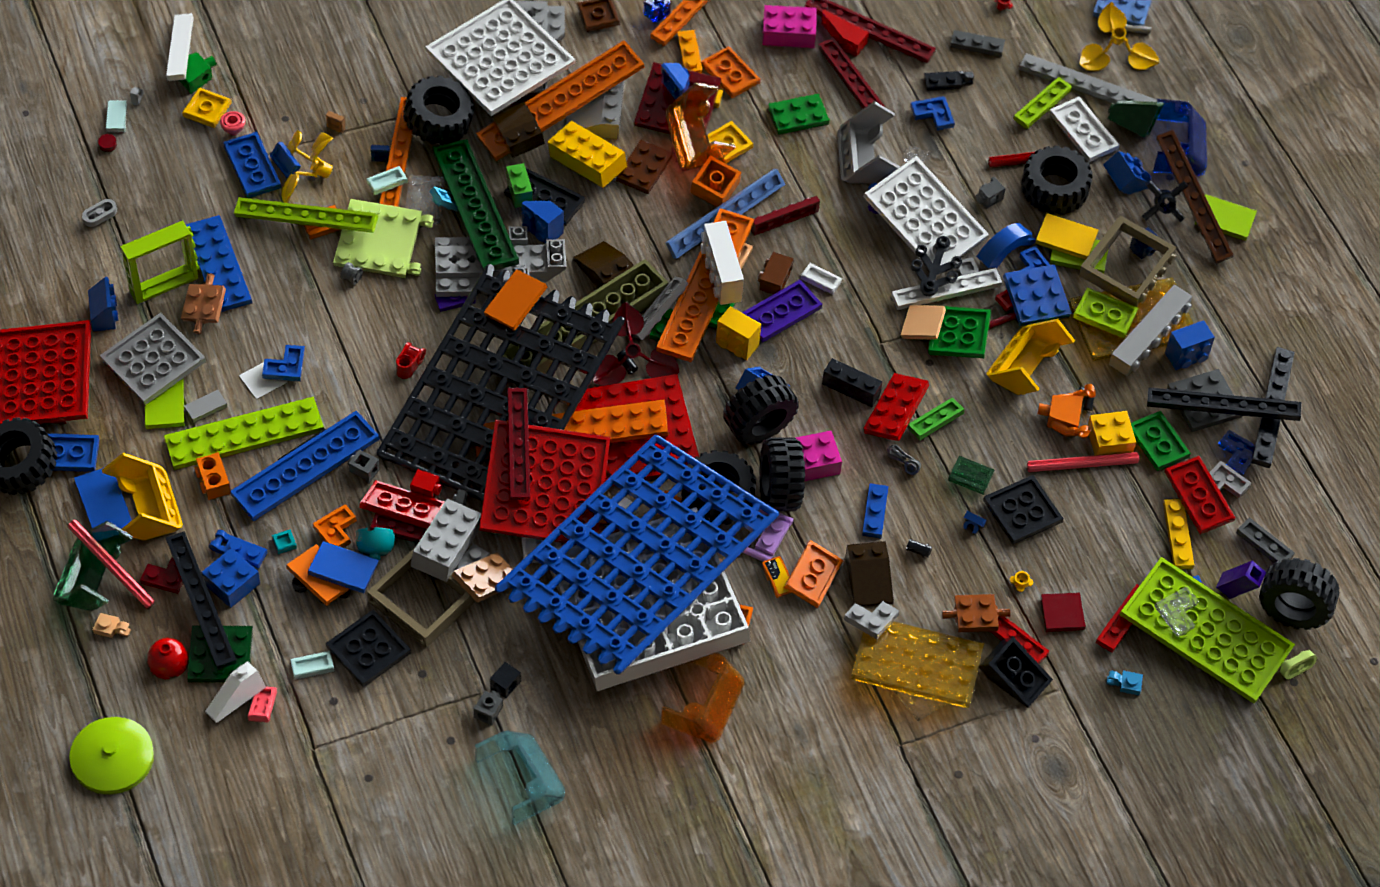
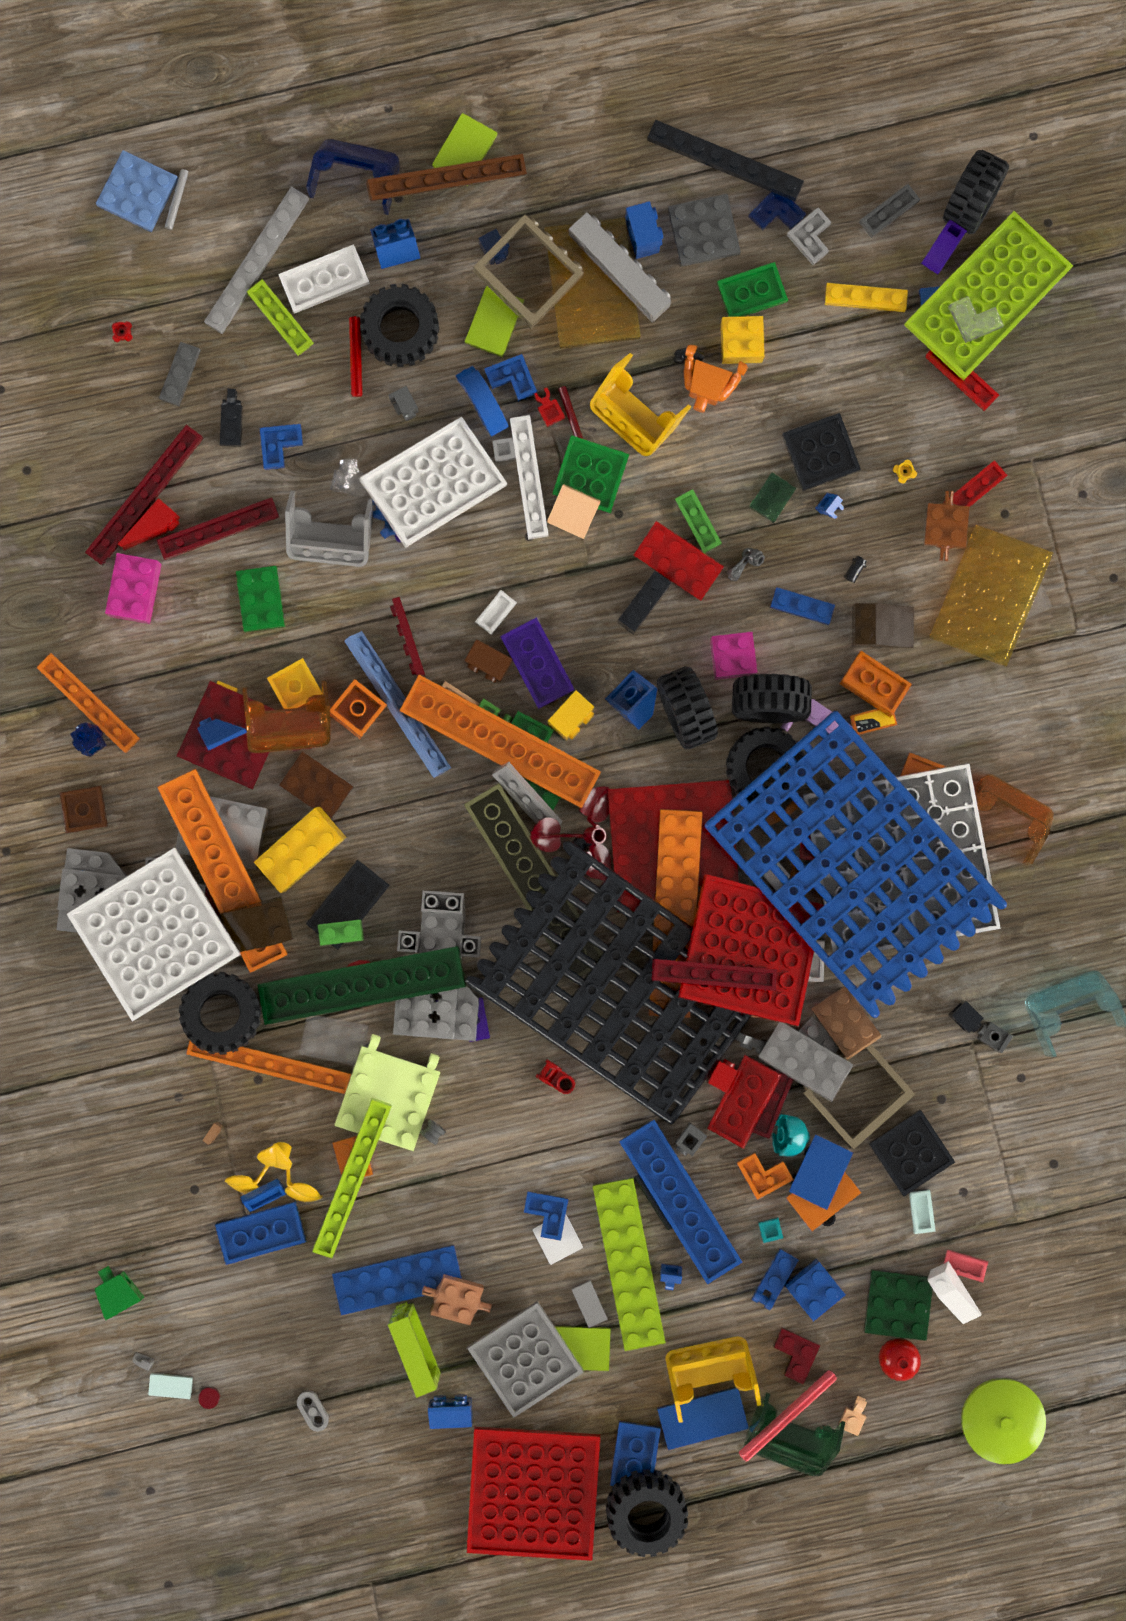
camera: 85 degrees left, 30 degrees up
(179, 47) = (84, 1308): white tile -> none
(201, 601) = (844, 1323): black plate -> none
(206, 107) = (172, 1280): yellow plate -> none
(212, 476) = (683, 1295): orange brick -> none
(232, 122) = (203, 1252): coral brick -> none
(235, 462) = (670, 1274): none -> blue tile
(380, 153) = (266, 1083): dark blue tile -> none
(387, 180) = (310, 1081): light aqua tile -> none
(442, 198) = (347, 1021): medium azure plate -> none
(515, 299) = (524, 957): orange tile -> none
(543, 219) = (390, 910): blue slope -> none
(602, 263) = (452, 849): dark brown slope -> none
(689, 50) = (153, 710): light orange plate -> none
(722, 262) = (490, 719): white brick -> none
(735, 73) = (188, 667): orange tile -> none
(873, 622) = (947, 633): light grey plate -> none
(935, 267) = (507, 485): black plant -> none
(1015, 671) = (1012, 499): black slope -> none
(1037, 295) = (552, 380): blue plate -> none
(1062, 612) = (945, 436): dark red tile -> none
(1066, 236) = (476, 331): yellow tile -> none
(1083, 462) = (768, 378): coral axle -> none
(1105, 312) = (586, 311): lime tile -> none
(1114, 20) = (222, 188): yellow plant -> none
(1128, 681) = (1033, 388): dark azure plate -> none
(1135, 115) = (318, 216): dark green slope -> none
(1160, 205) = (446, 211): black bar -> none
(1199, 494) = (828, 264): red tile -> none
(1224, 404) = (726, 211): black plate -> none
(1298, 664) = (1038, 222): yellowish green plate -> none

